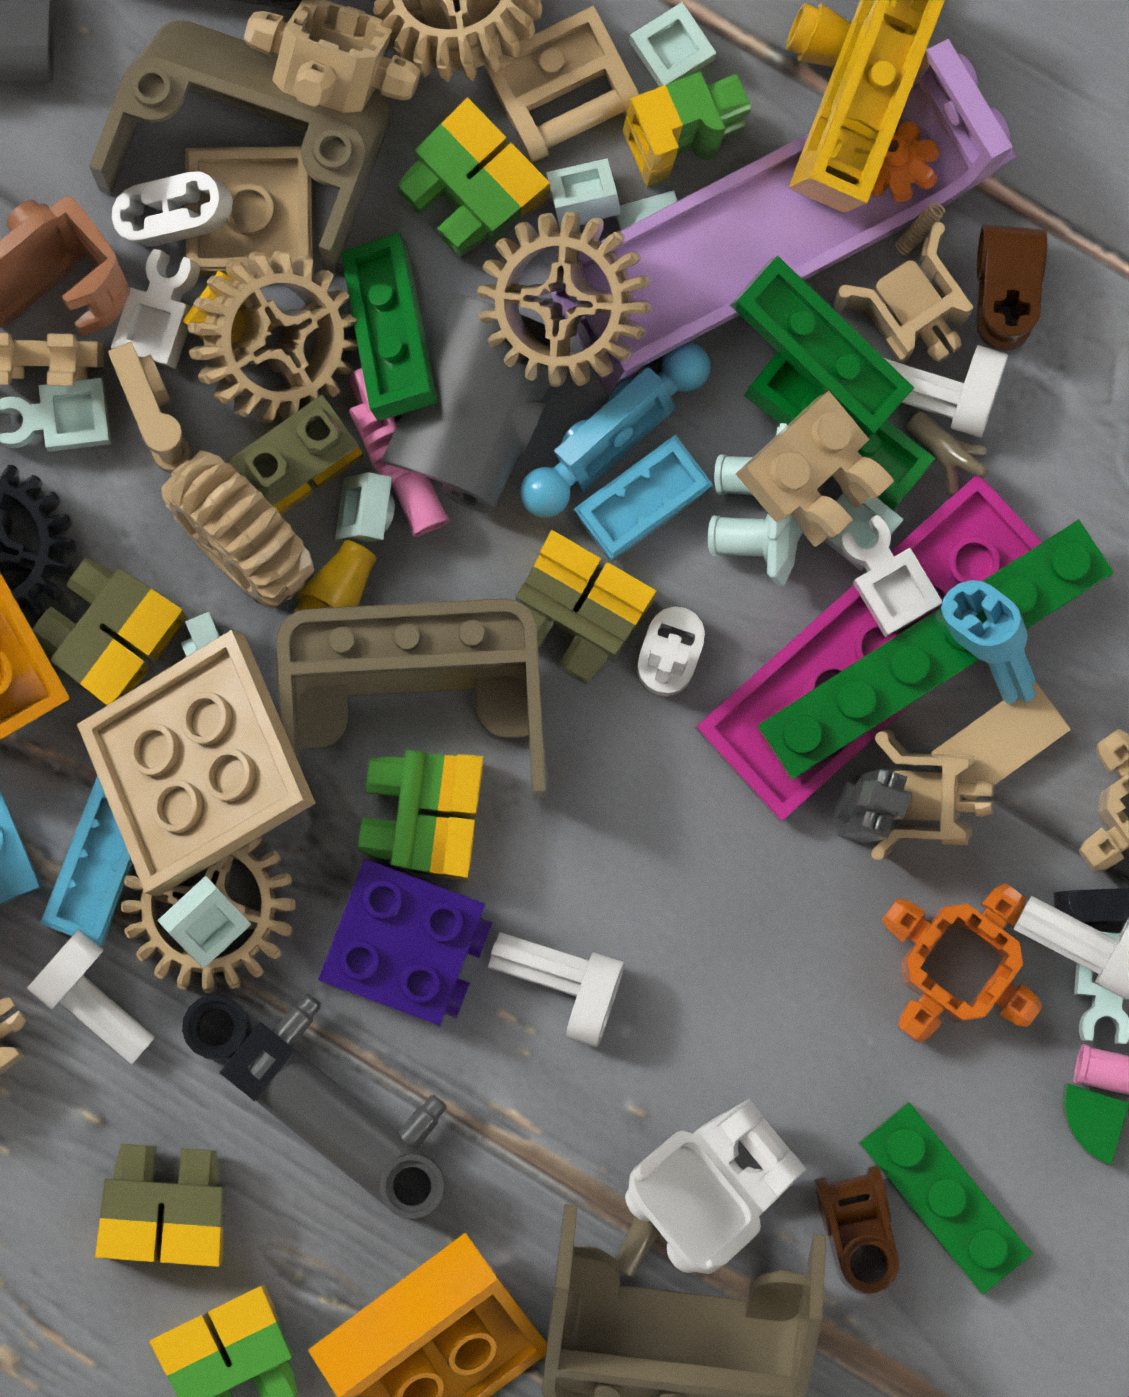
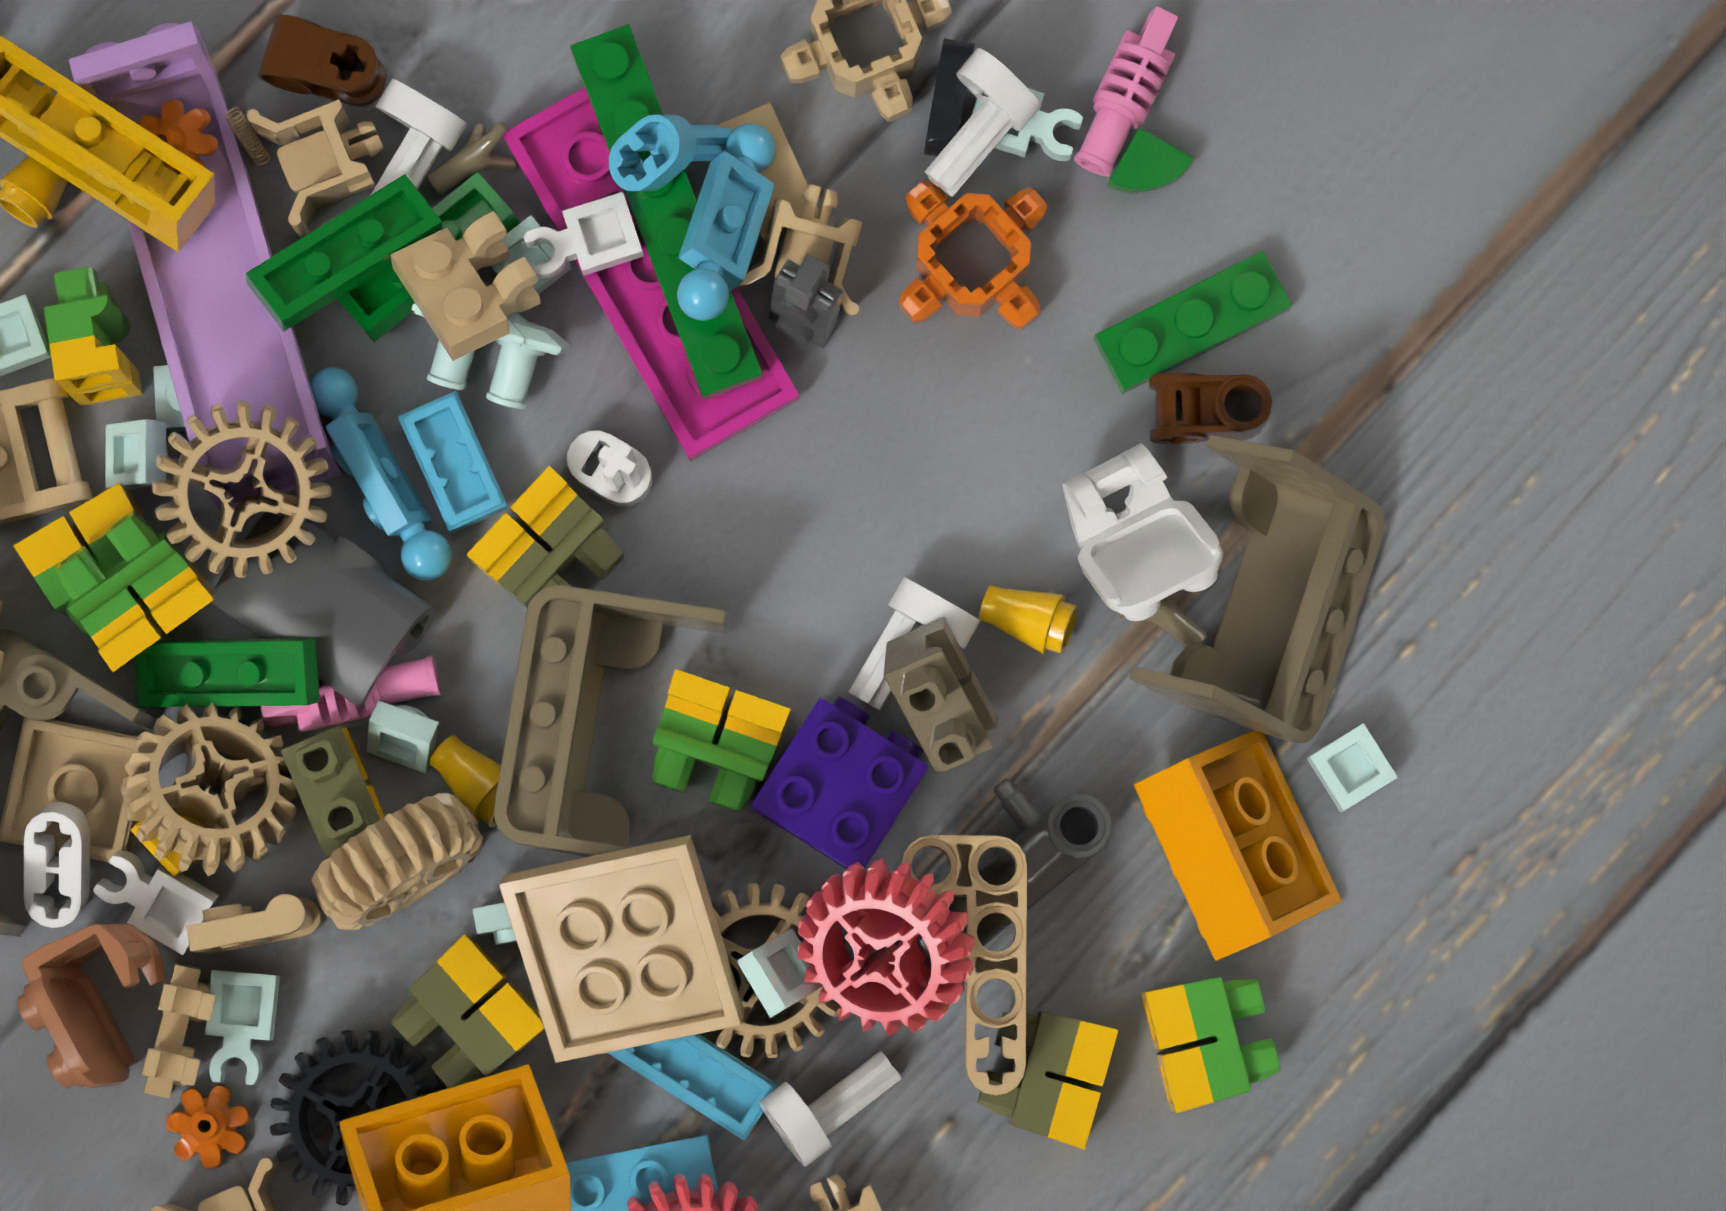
camera: 75 degrees left, 0 degrees up
(237, 1016) = (876, 913): none -> coral gear
(254, 1115) = (1004, 965): none -> tan beam
(441, 224) = (110, 606): none -> bright green hips
(511, 1021) = (939, 695): none -> dark tan hips
(611, 1097) = (1031, 617): none -> yellow cone
(935, 710) = (726, 222): none -> medium azure plate

